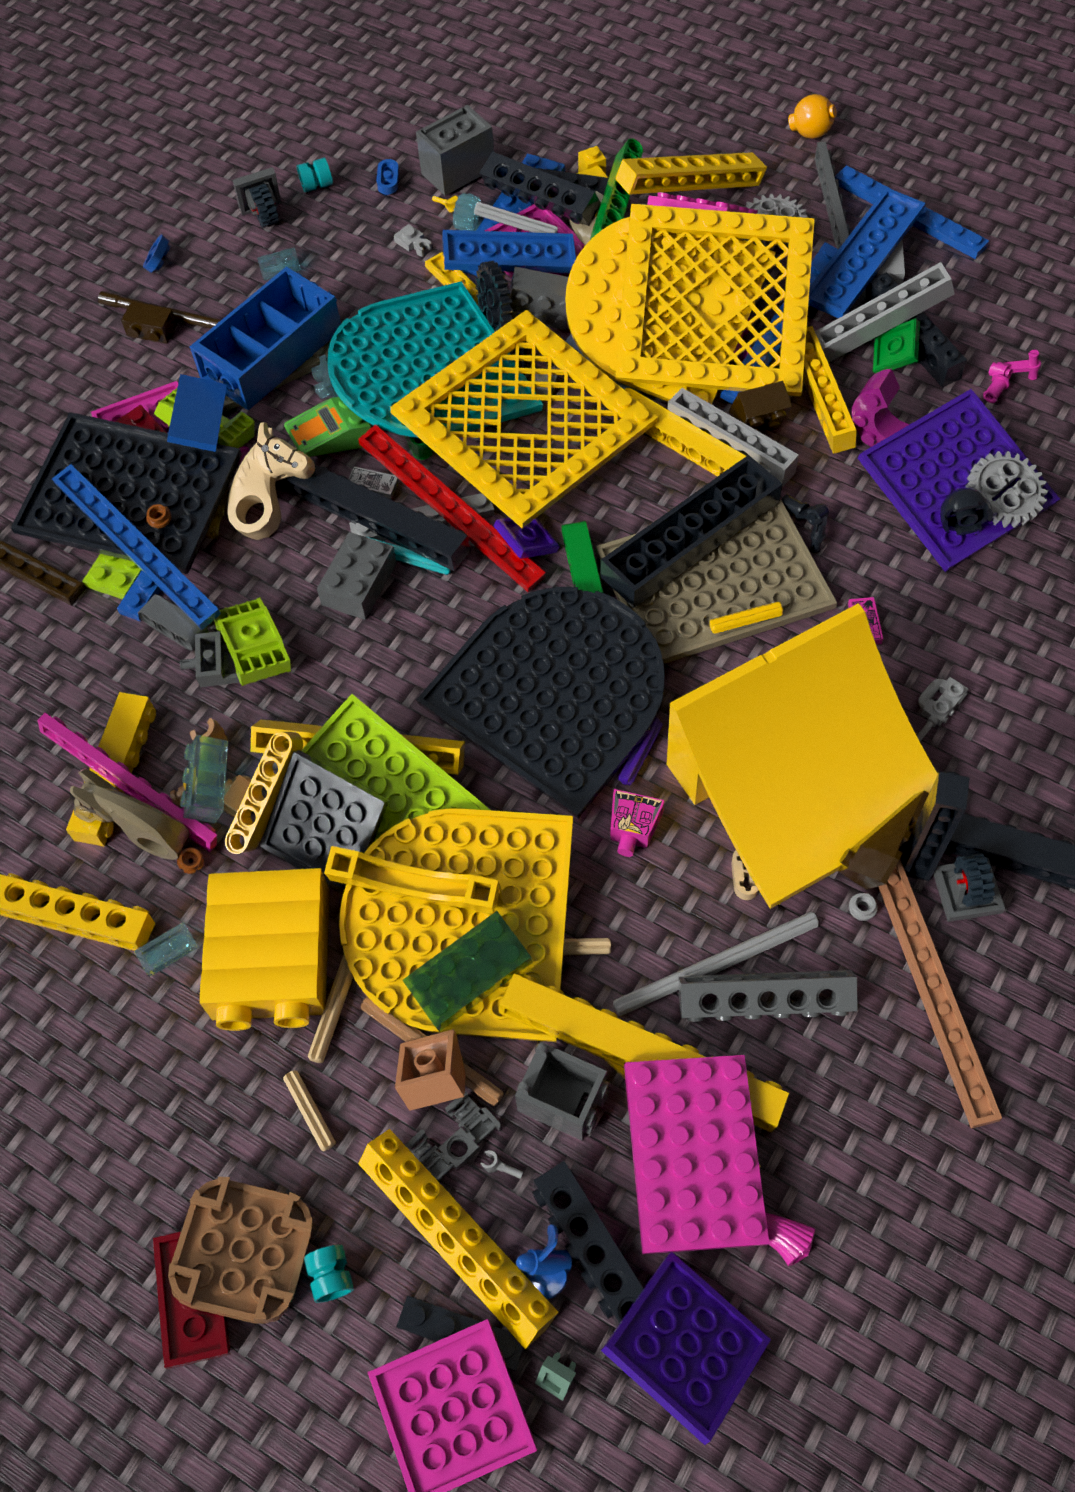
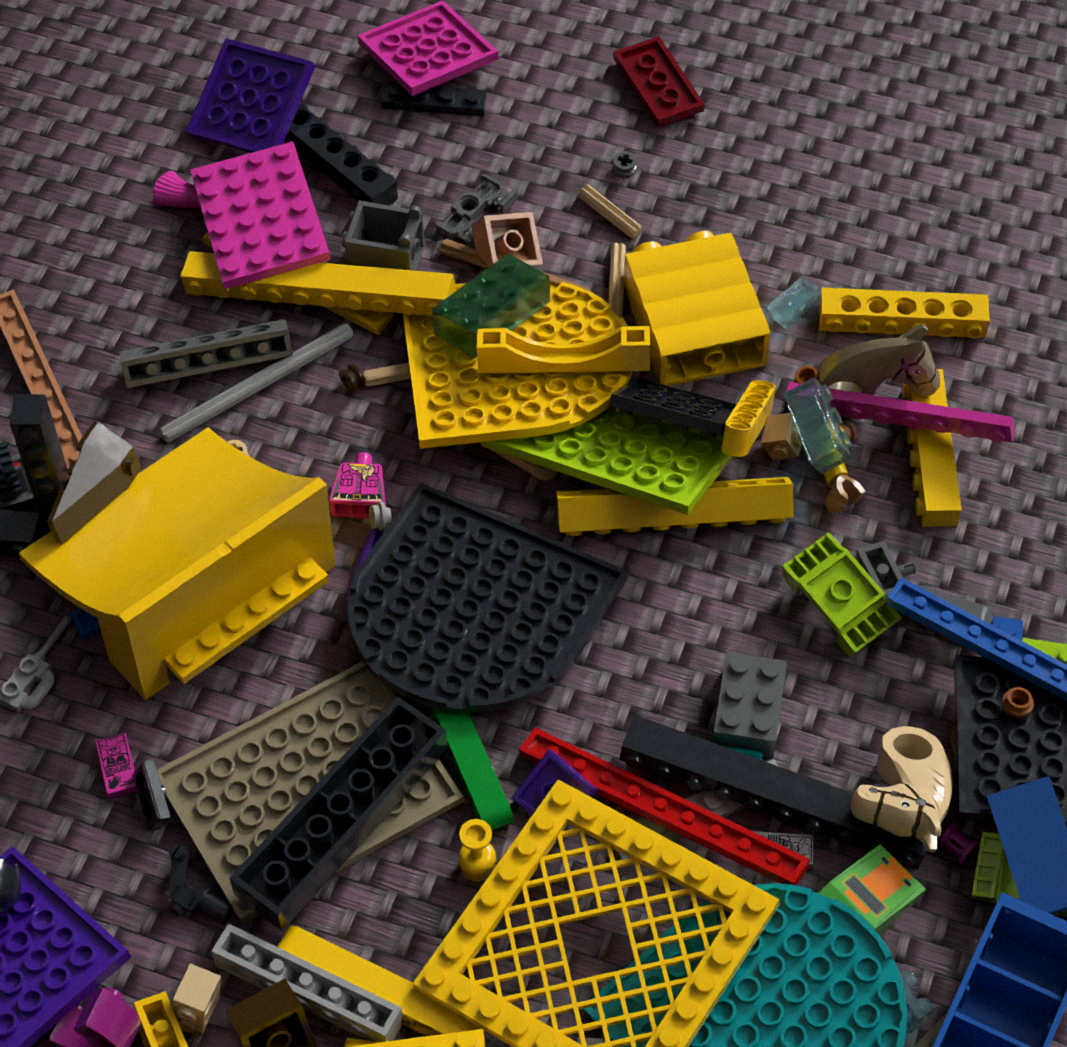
camera: 165 degrees right, 5 degrees down
(240, 1251) = (626, 103): medium nougat plate -> none
(269, 1165) = (624, 157): none -> dark grey bush
(328, 1271) = (550, 106): teal wheel -> none
(458, 1238) = (455, 142): yellow brick -> none
(498, 1165) = (437, 203): light grey hand -> none
(546, 1267) = (372, 132): blue piece -> none
(556, 1377) = (351, 81): sand green tile -> none
(594, 500) = (476, 855): none -> yellow piece
(620, 778) = (379, 516): none -> light grey plate
(622, 944) = (352, 377): none -> dark brown bush
(746, 617) = (261, 724): yellow axle -> none
(811, 434) = (196, 998): none -> tan brick
(837, 583) = (151, 795): none -> black plate

